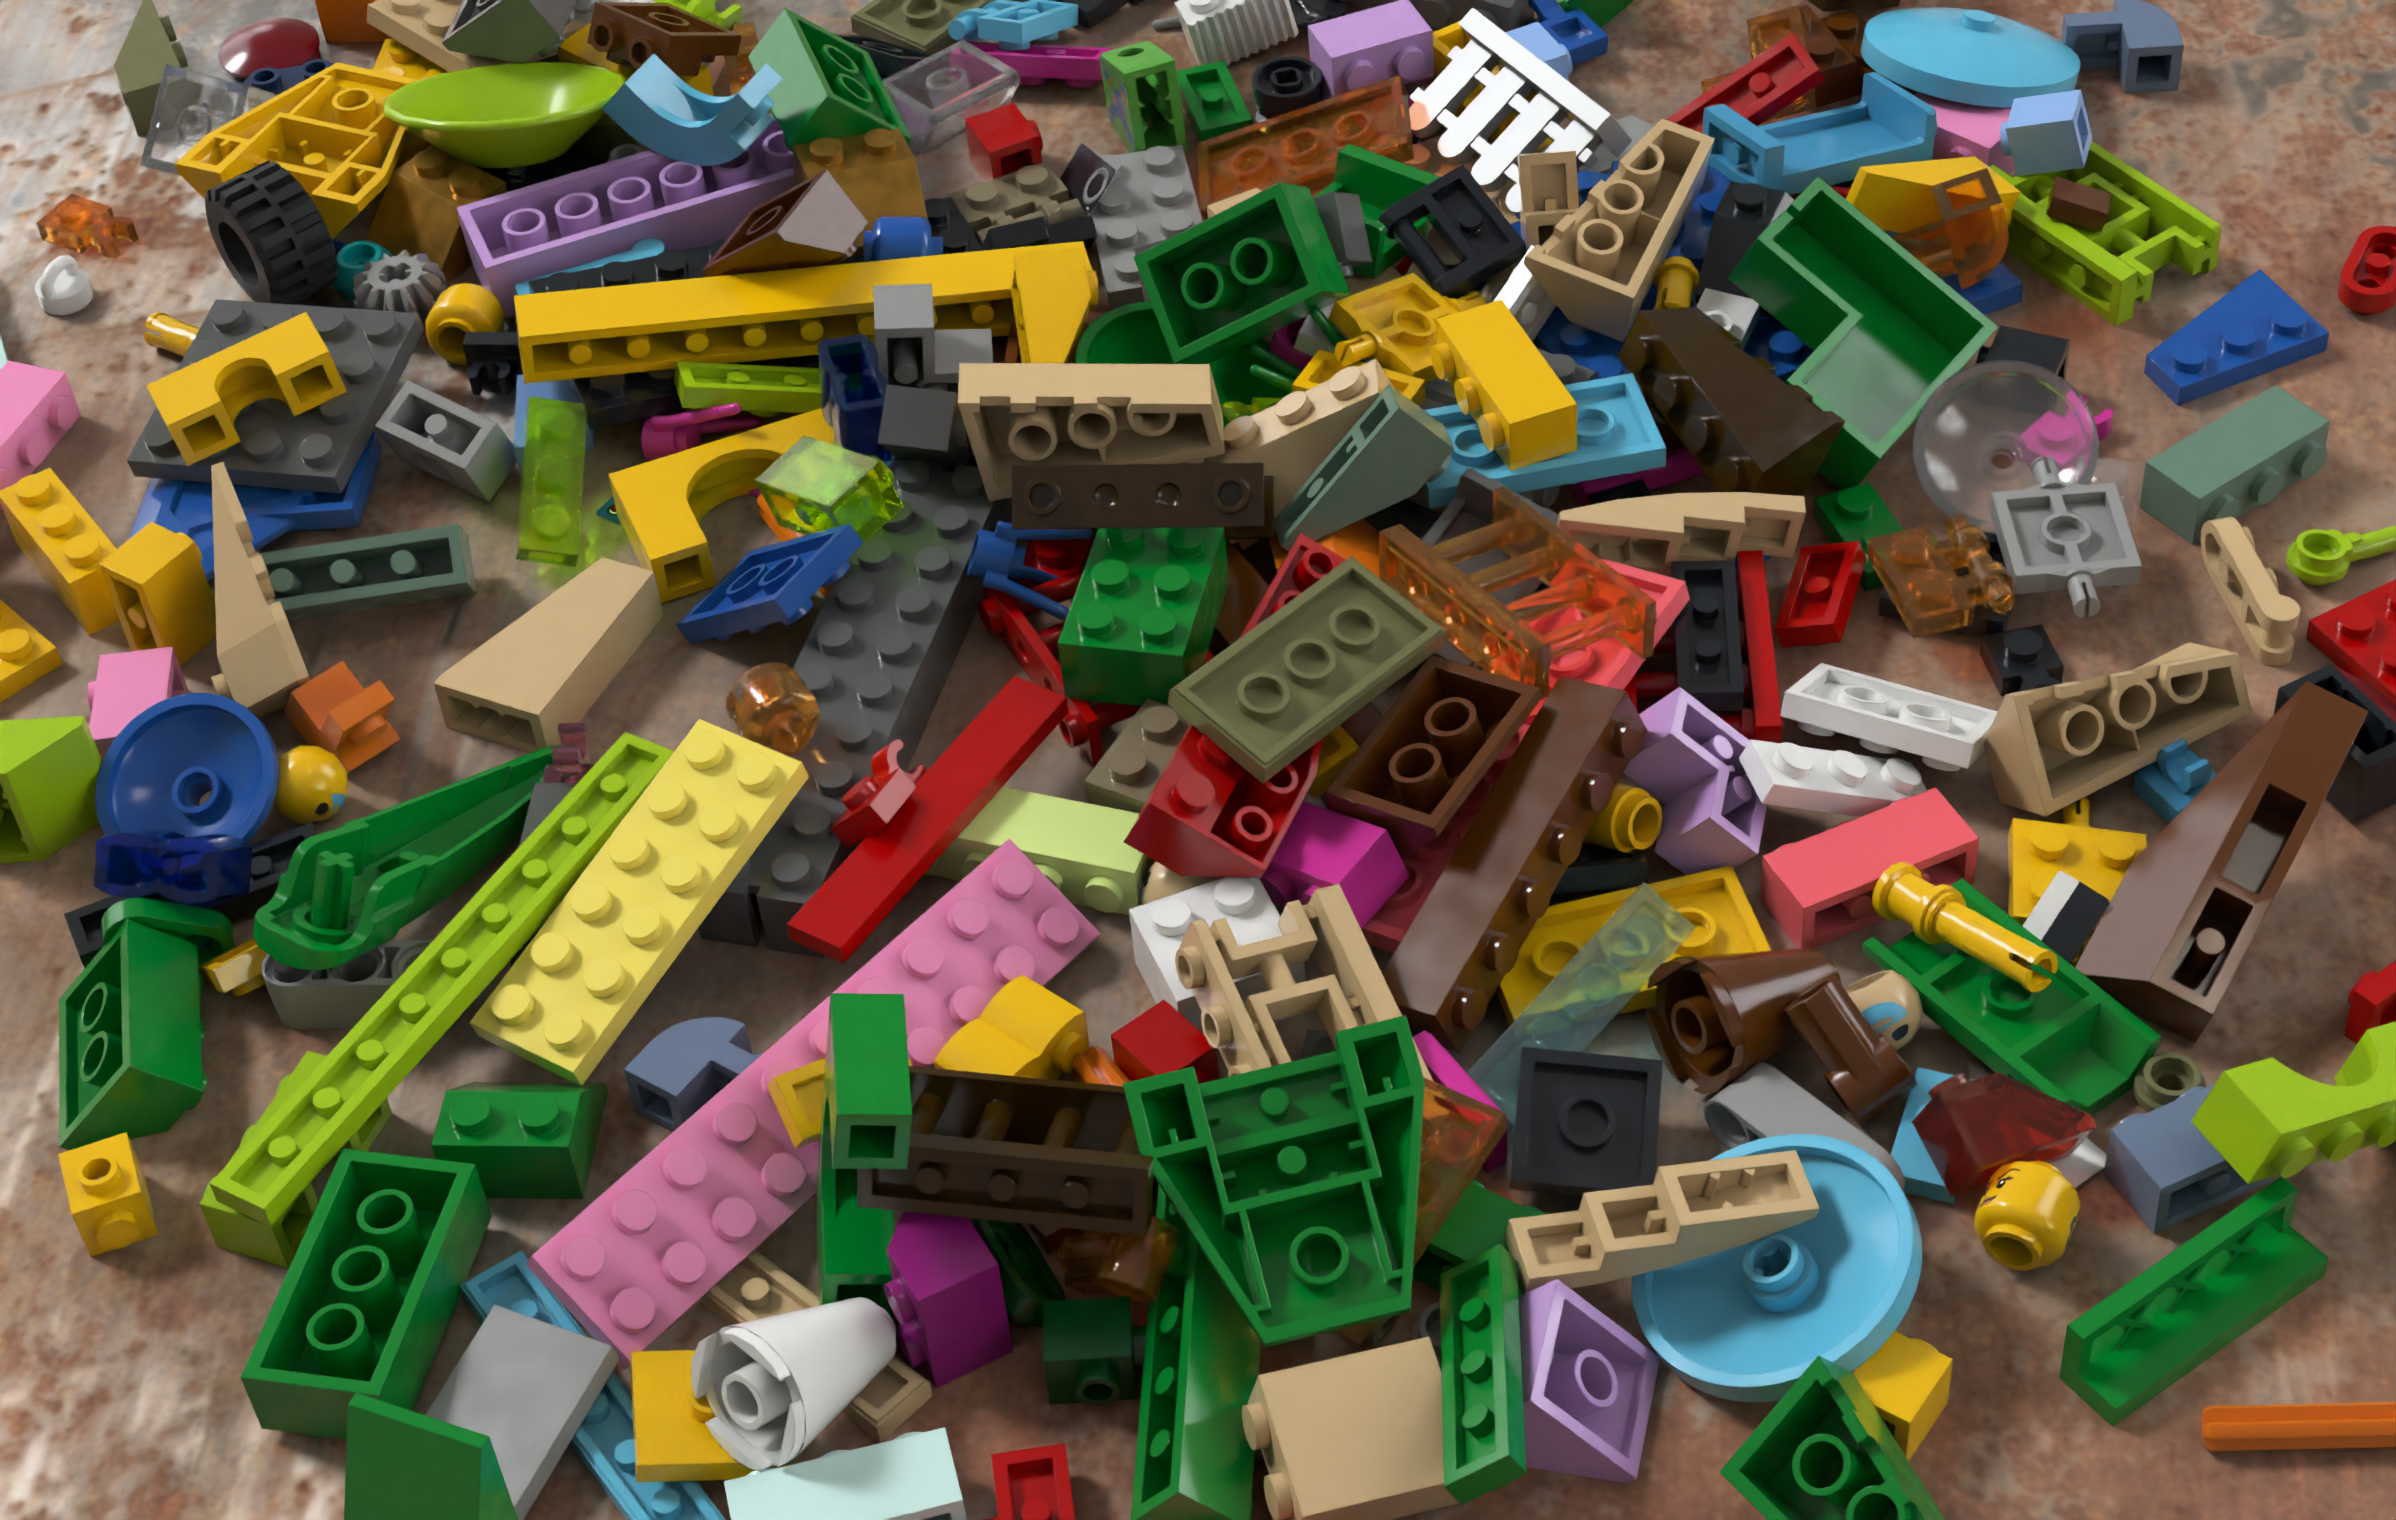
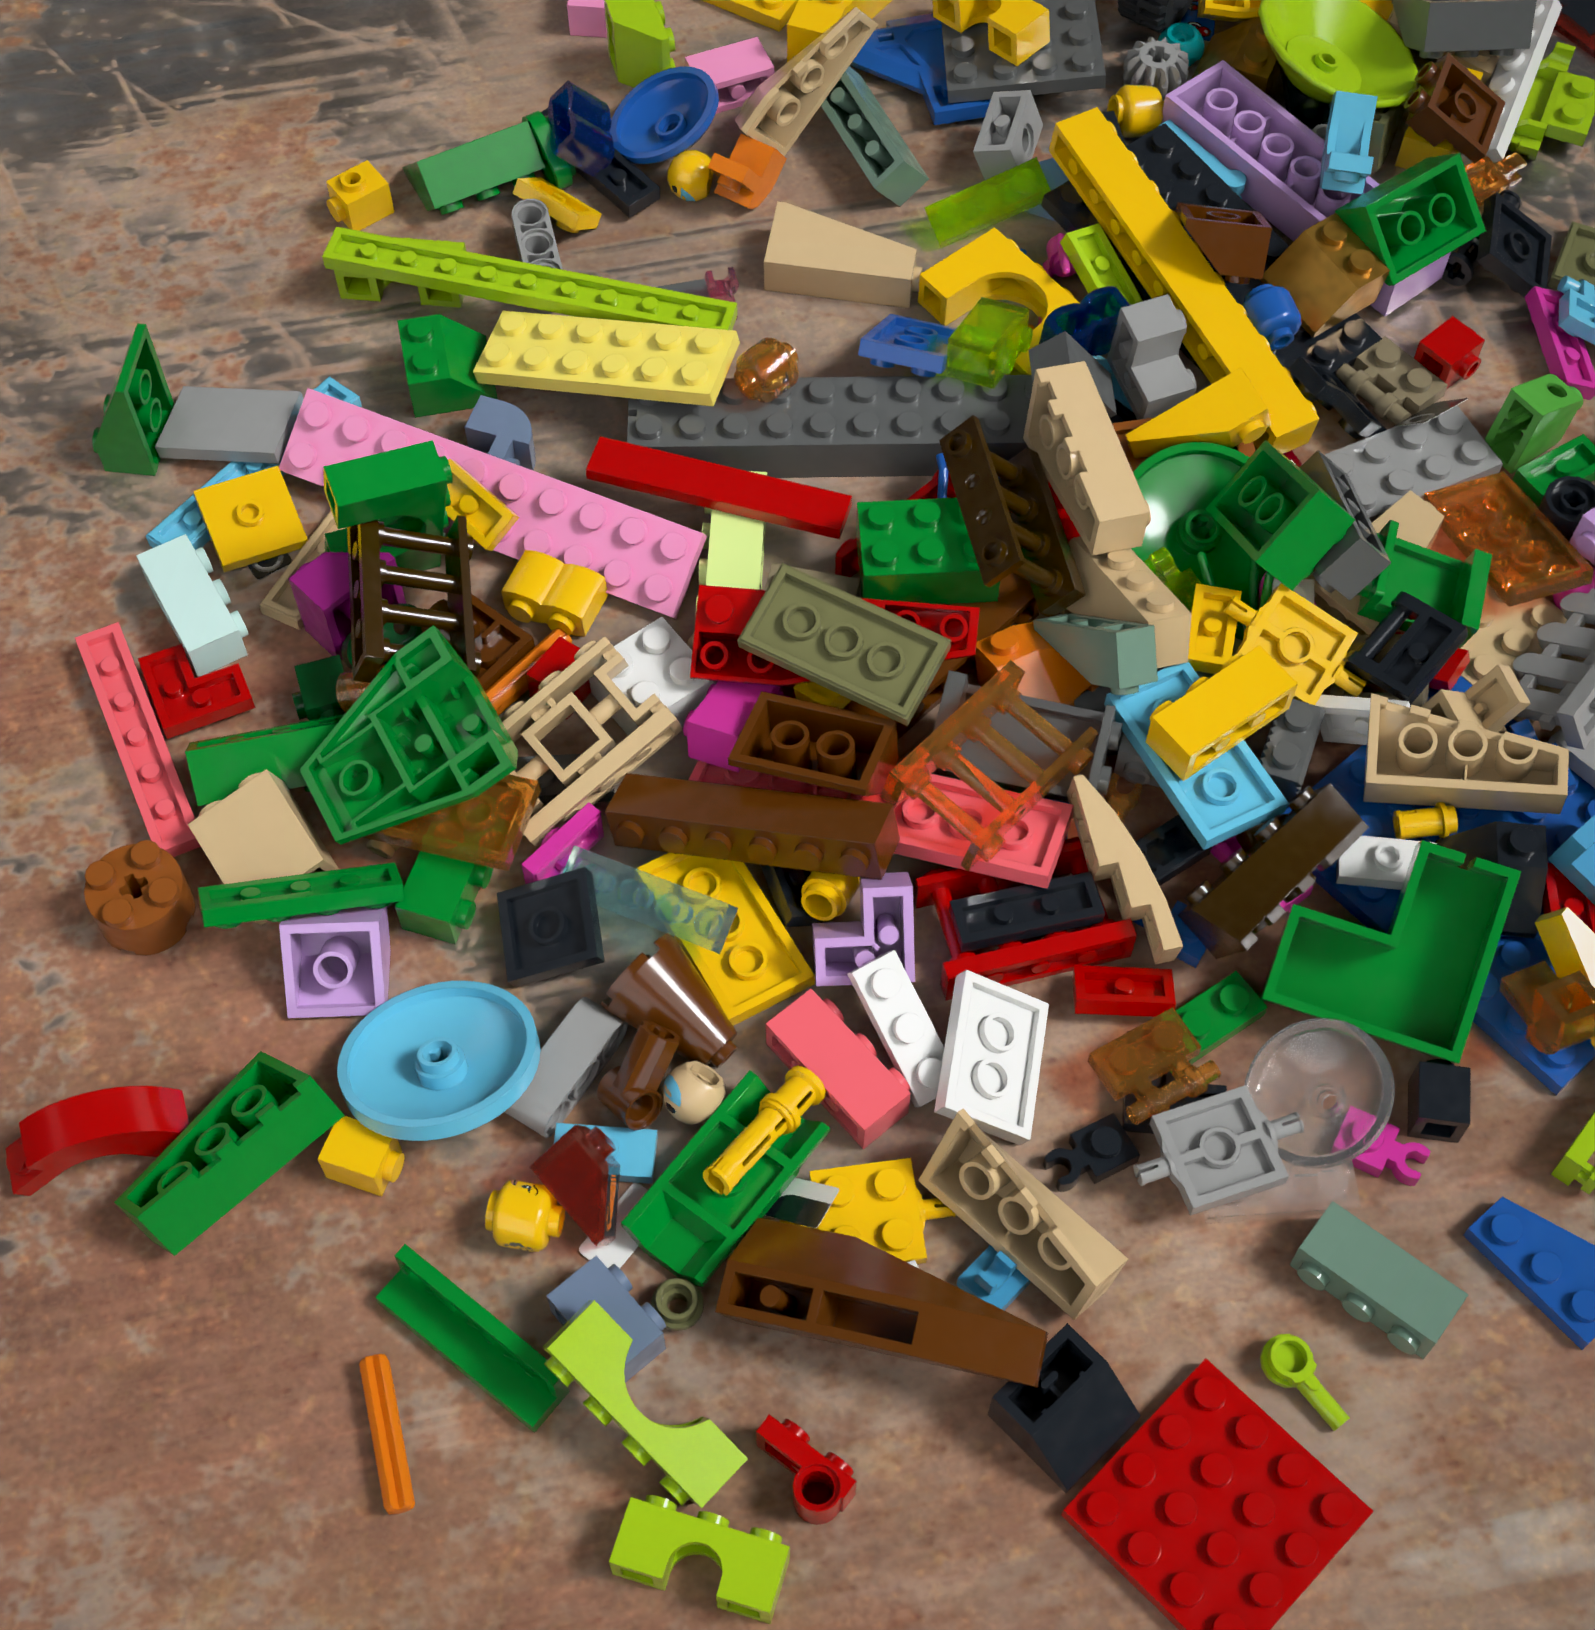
camera: 70 degrees right, 15 degrees up
(367, 1291) = (298, 332): green brick -> none
(390, 867) = (619, 234): green piece -> none
(789, 1376) = (253, 539): white cone -> none
(876, 799) = (711, 450): red plate -> none
(946, 90) = (1477, 295): clear slope -> none
(1677, 1219) = (447, 978): tan slope -> none
(2249, 591) = (1227, 1305): tan plate -> none

